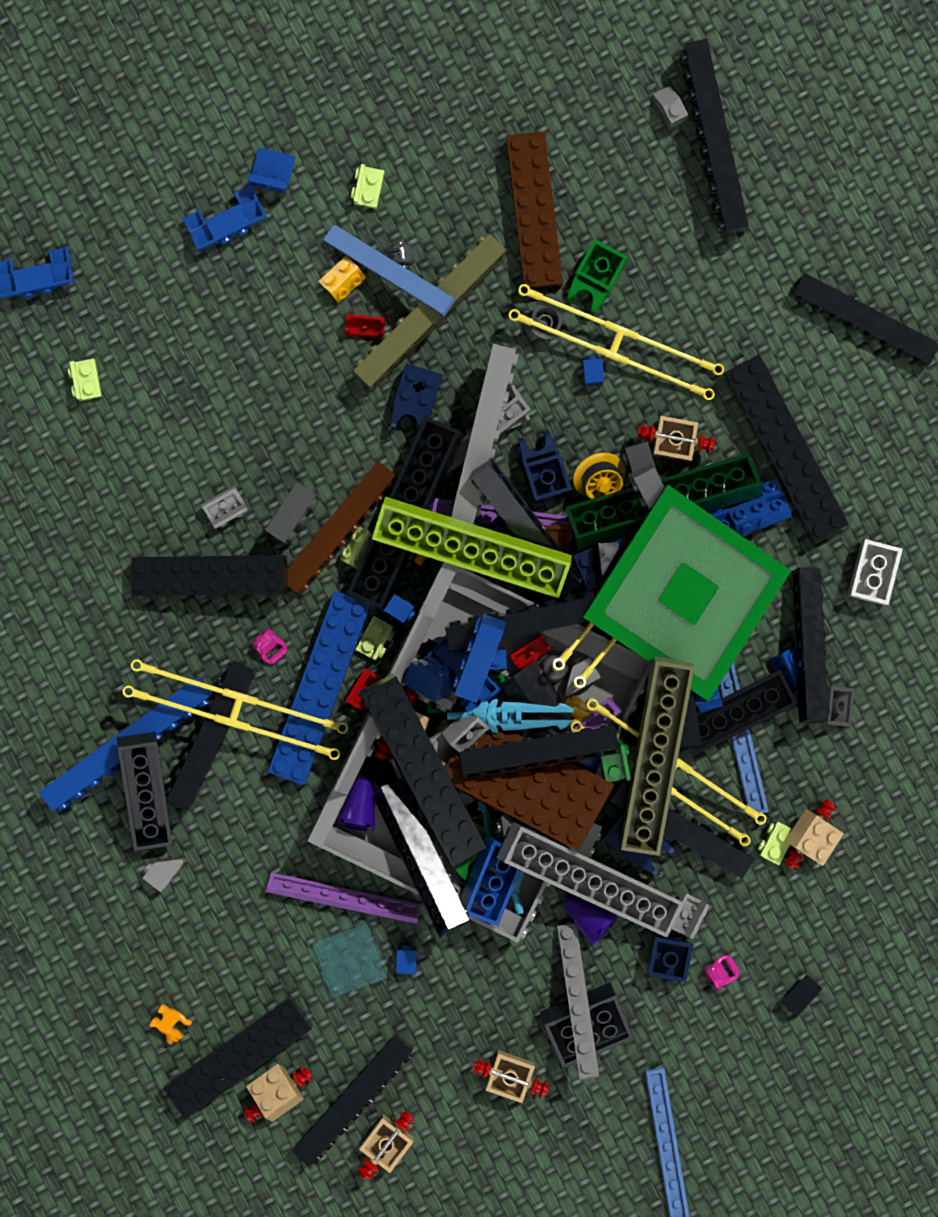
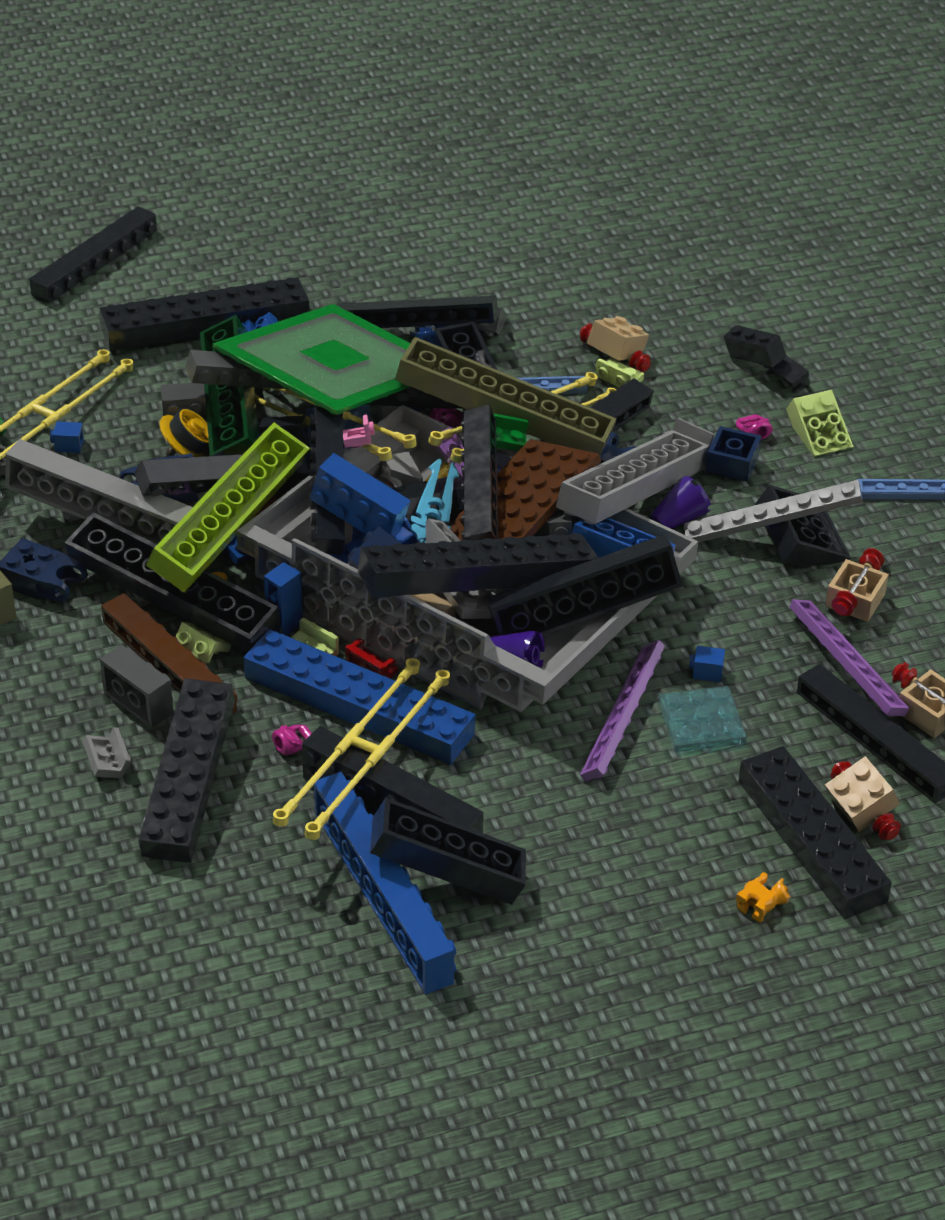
camera: 85 degrees left, 45 degrees down
(162, 872) = (562, 875): light grey slope -> none
(428, 1073) = (849, 658): none -> medium lavender plate
(573, 638) = (359, 436): none -> bright pink bracket
(675, 438) = (161, 373): tan brick -> none
(731, 1031) = (819, 423): none -> yellowish green slope
(821, 965) = (754, 346): none -> black brick
(875, 572) = (352, 272): white brick -> none

